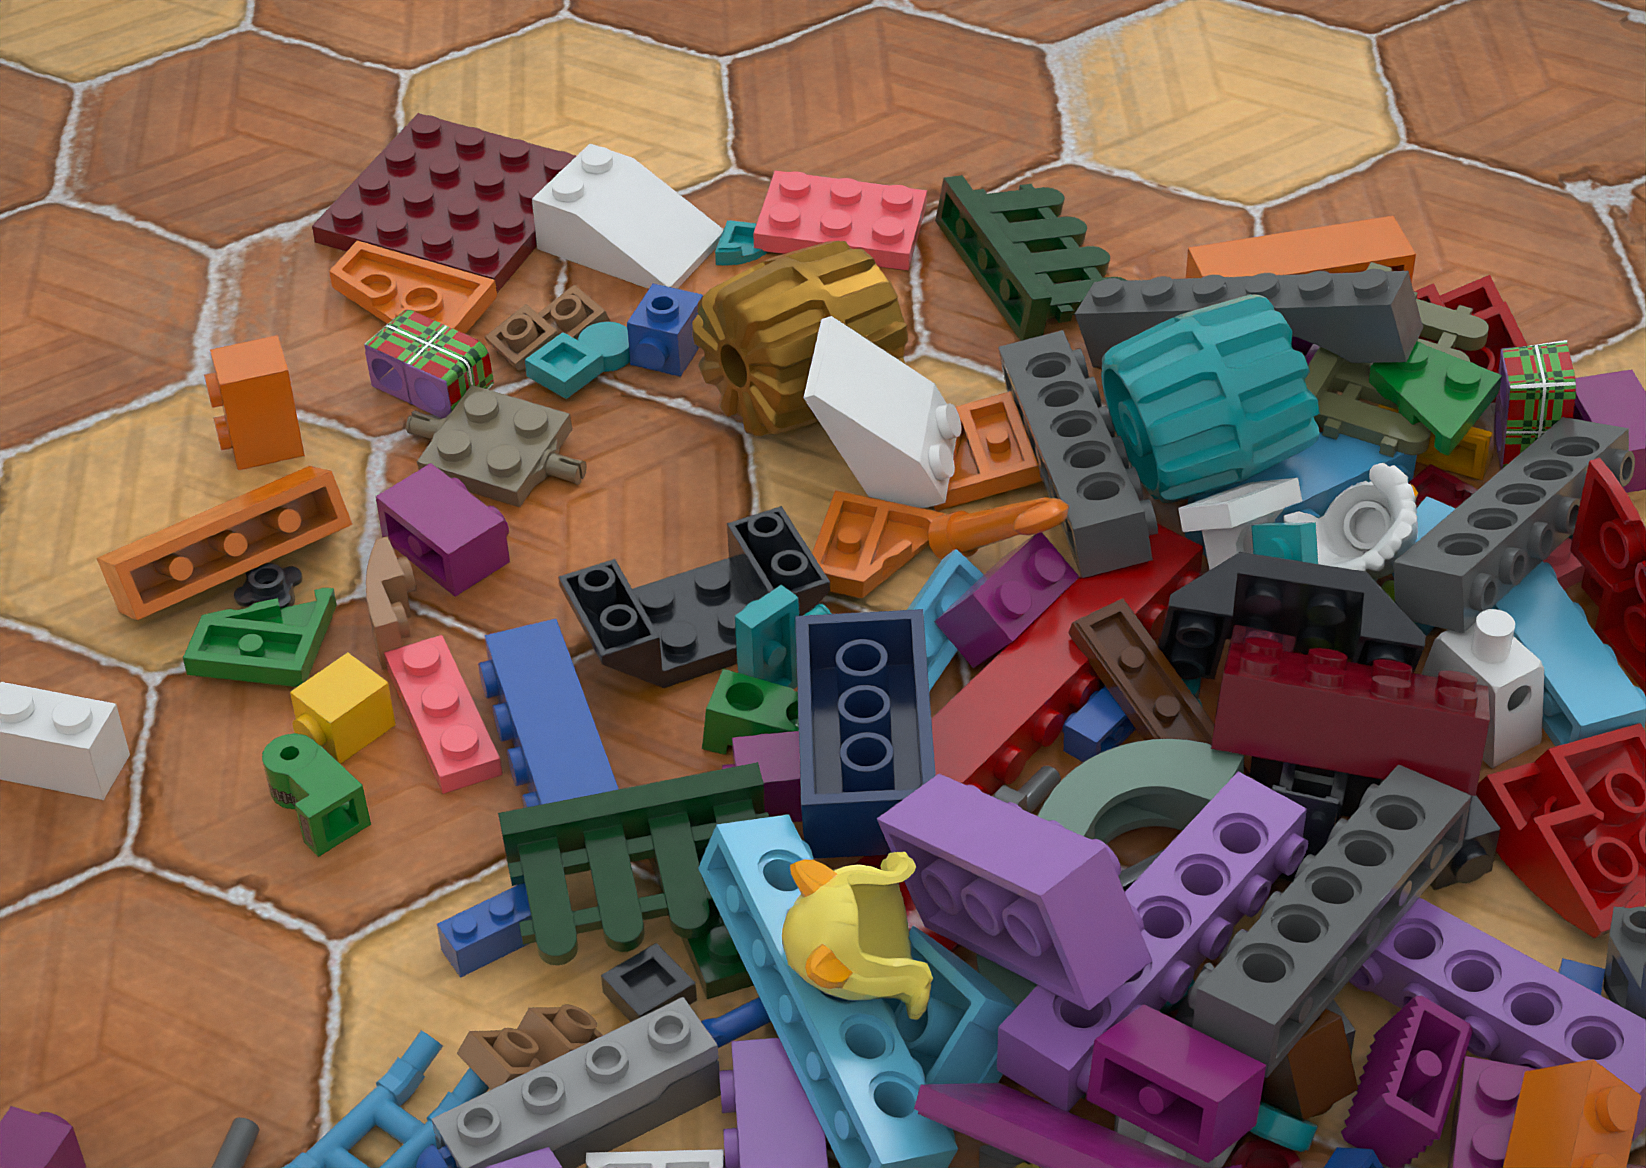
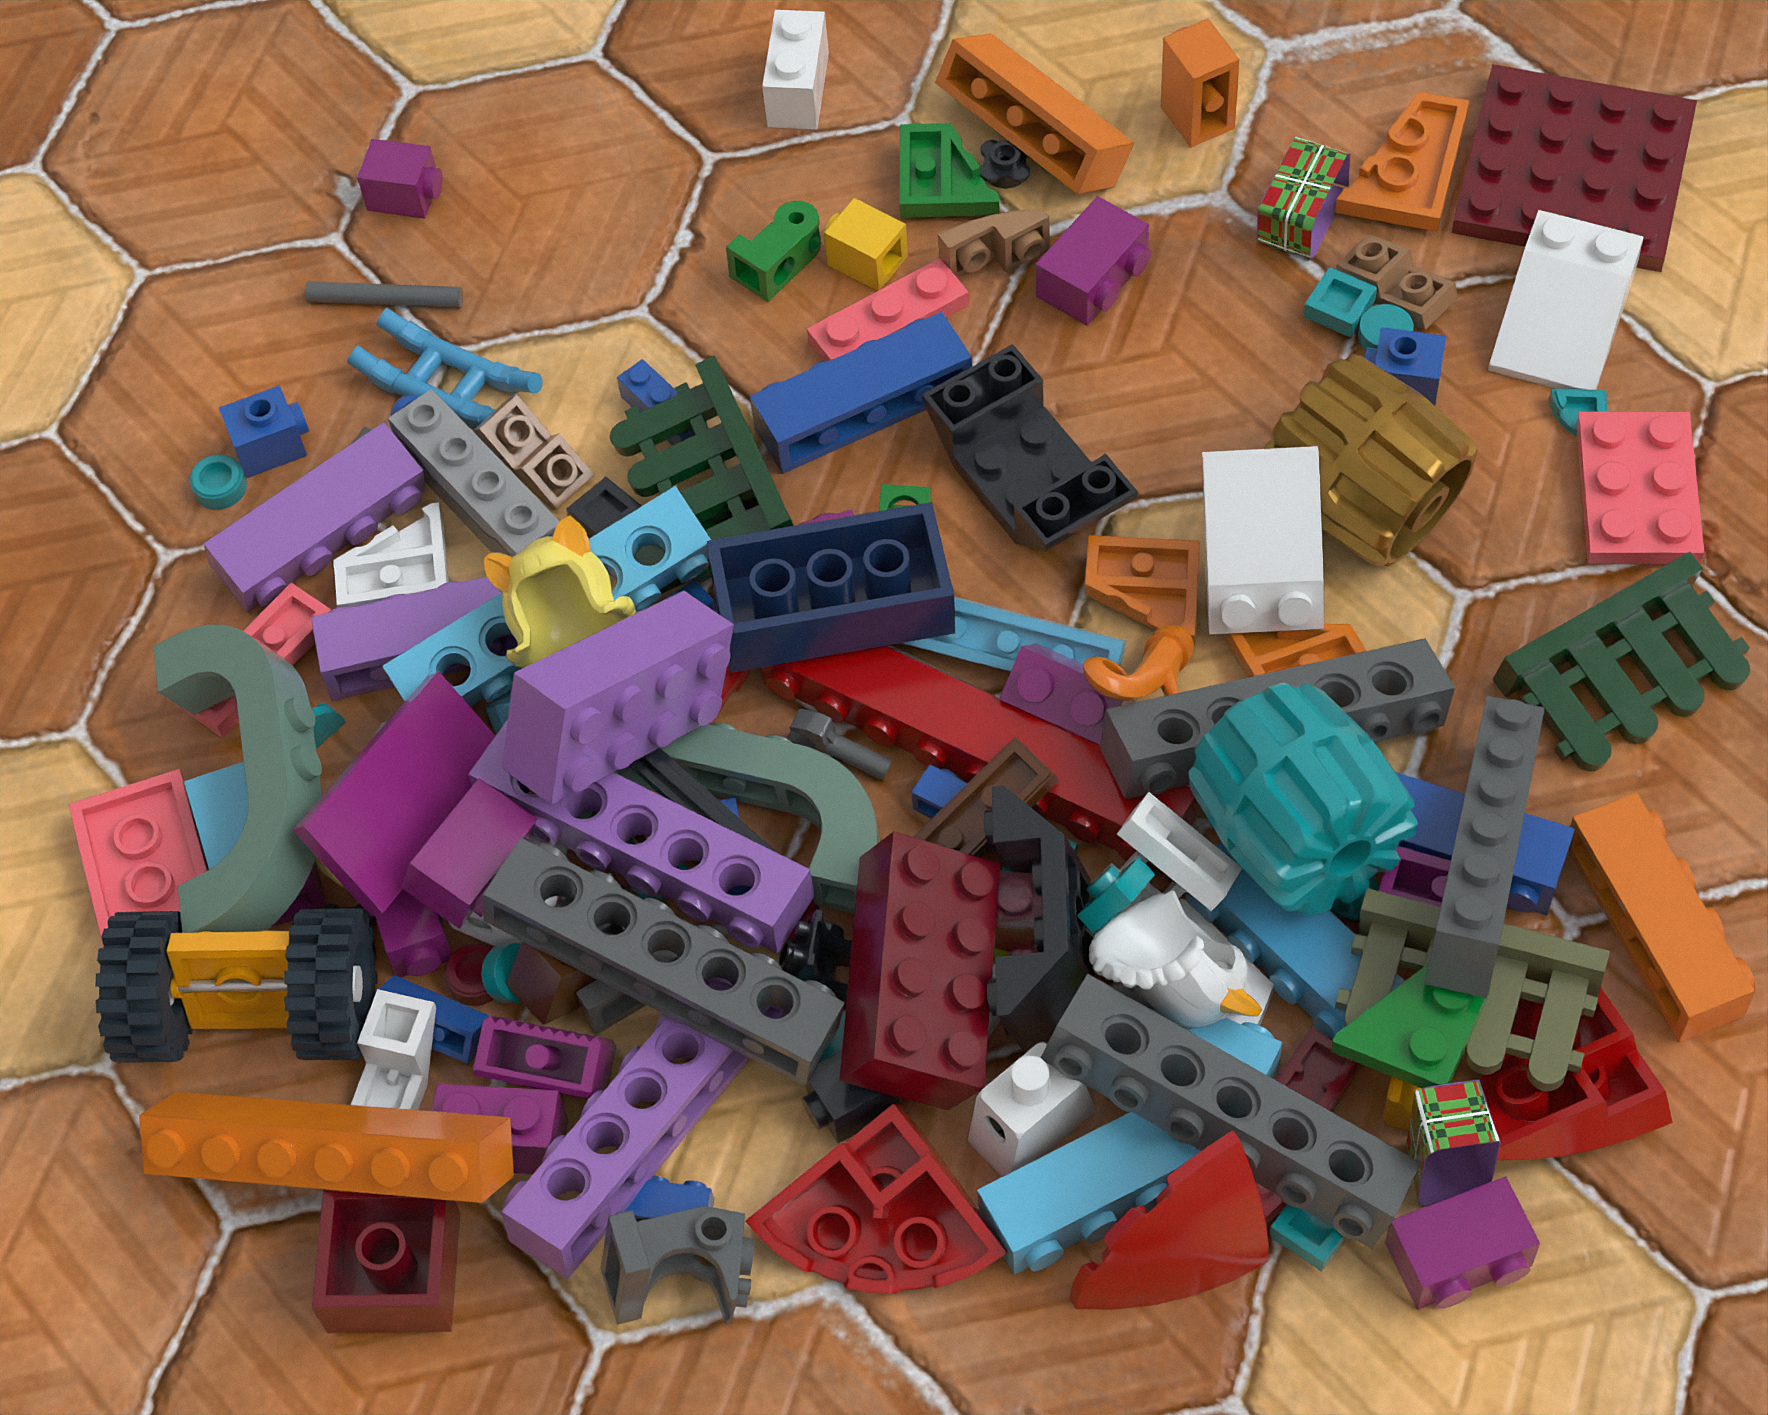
camera: 85 degrees right, 15 degrees up
(498, 444) = (1221, 277): dark tan plate -> none
(769, 637) = (964, 519): teal plate -> none

